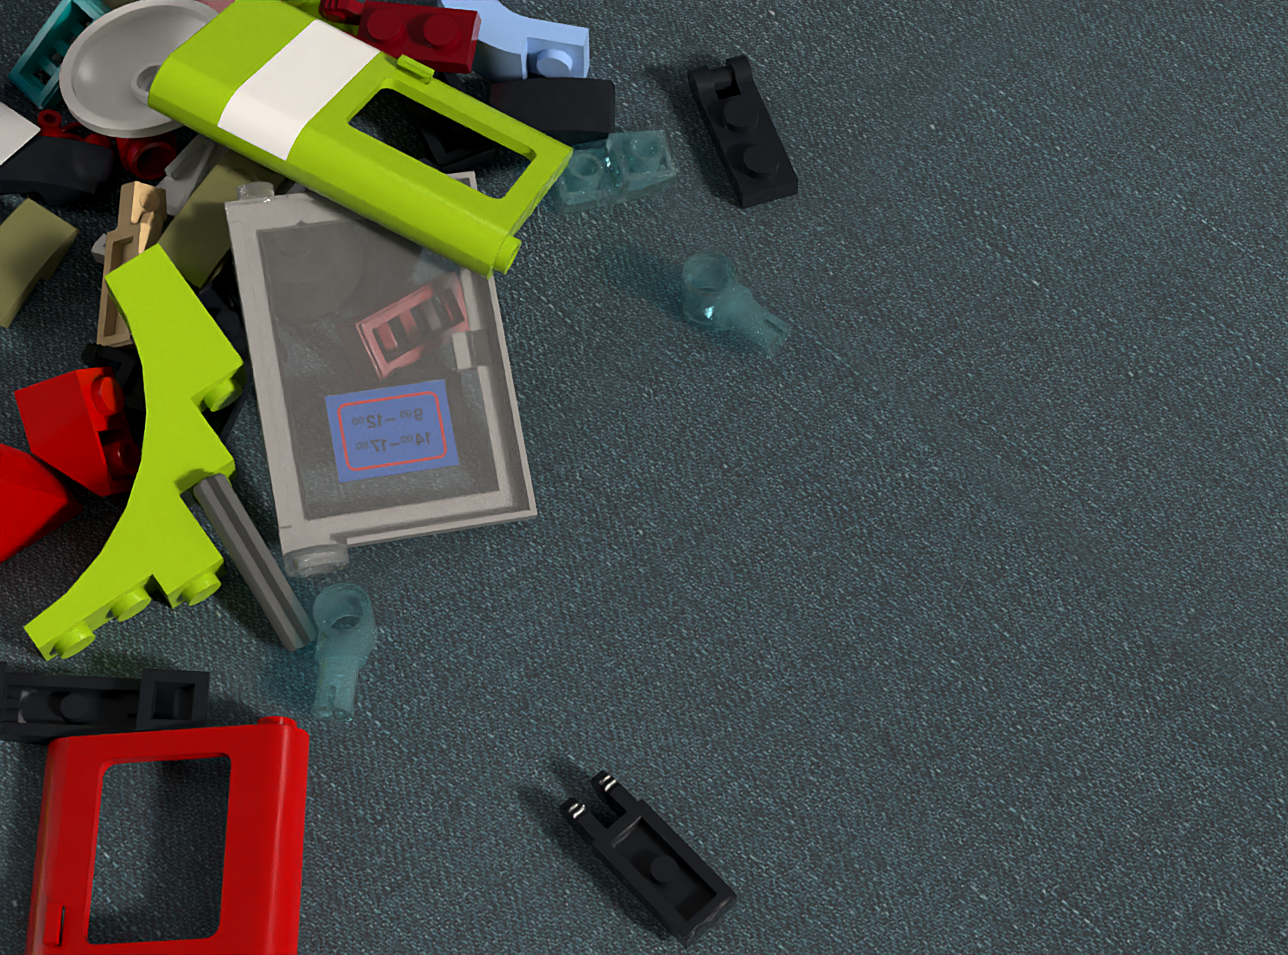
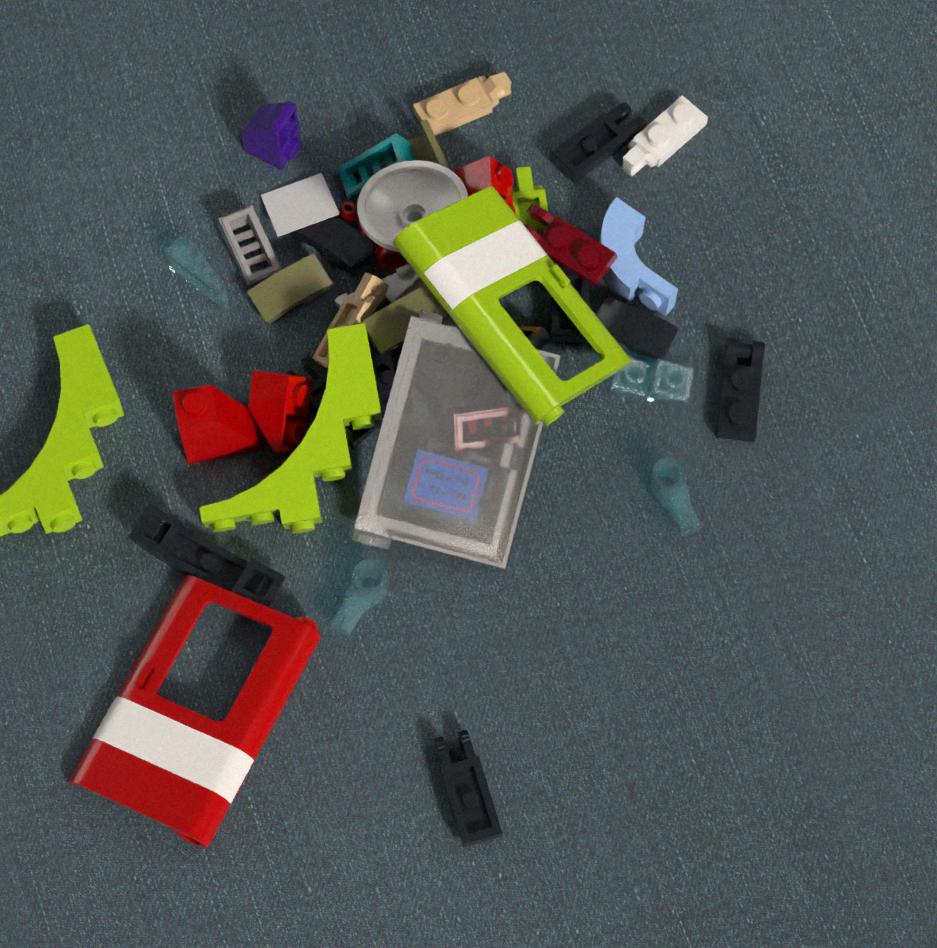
camera: 25 degrees right, 5 degrees up
(255, 562) = (336, 526): dark grey axle -> none

